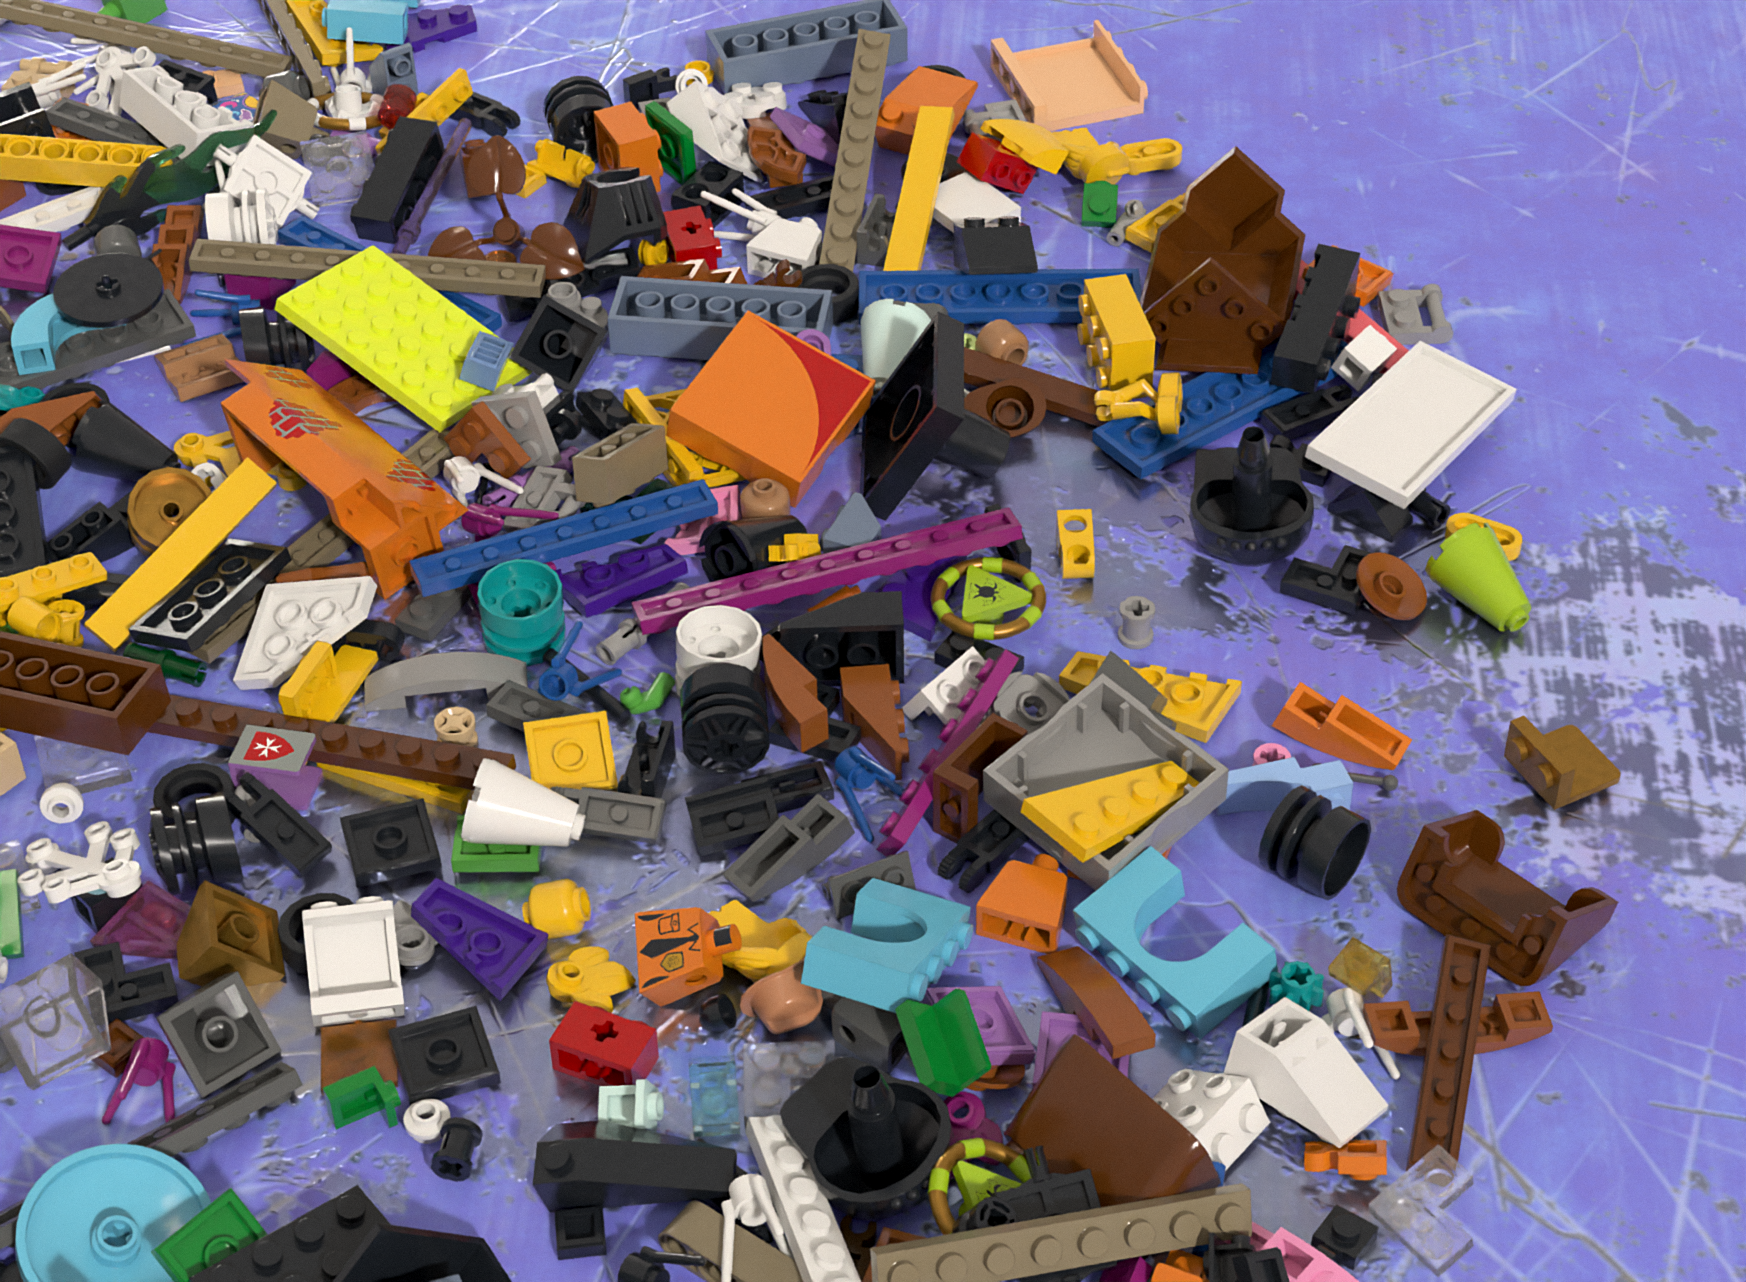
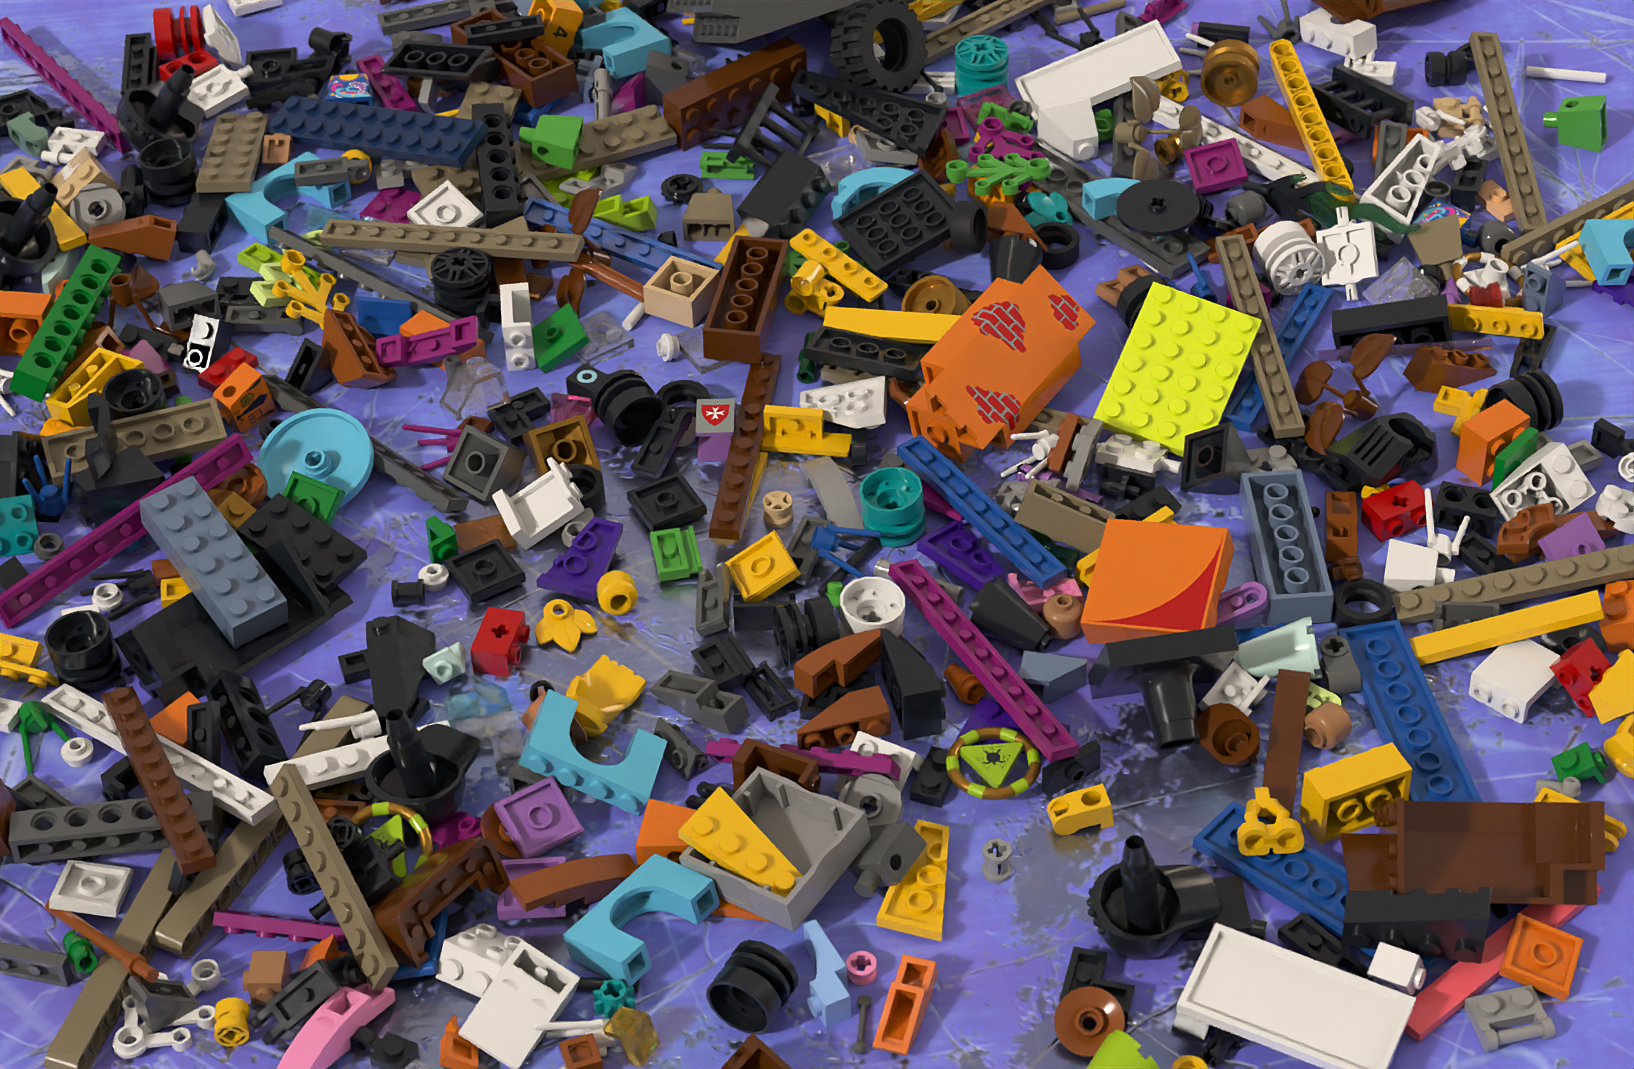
camera: 80 degrees right, 0 degrees up
(116, 877) = (583, 377): white plant -> none
(486, 361) = (1160, 430): medium blue slope -> none
(487, 521) = (999, 469): magenta plant -> none
(518, 811) = (680, 538): white cone -> none
(565, 294) = (1274, 449): light grey plate -> none
(680, 952) = (574, 650): orange torso -> none
(795, 548) = (1008, 642): yellow plate -> none
(860, 772) = (784, 722): blue plant -> none
(944, 1042) = (494, 784): green panel -> none
(994, 246) = (1453, 694): black slope -> none

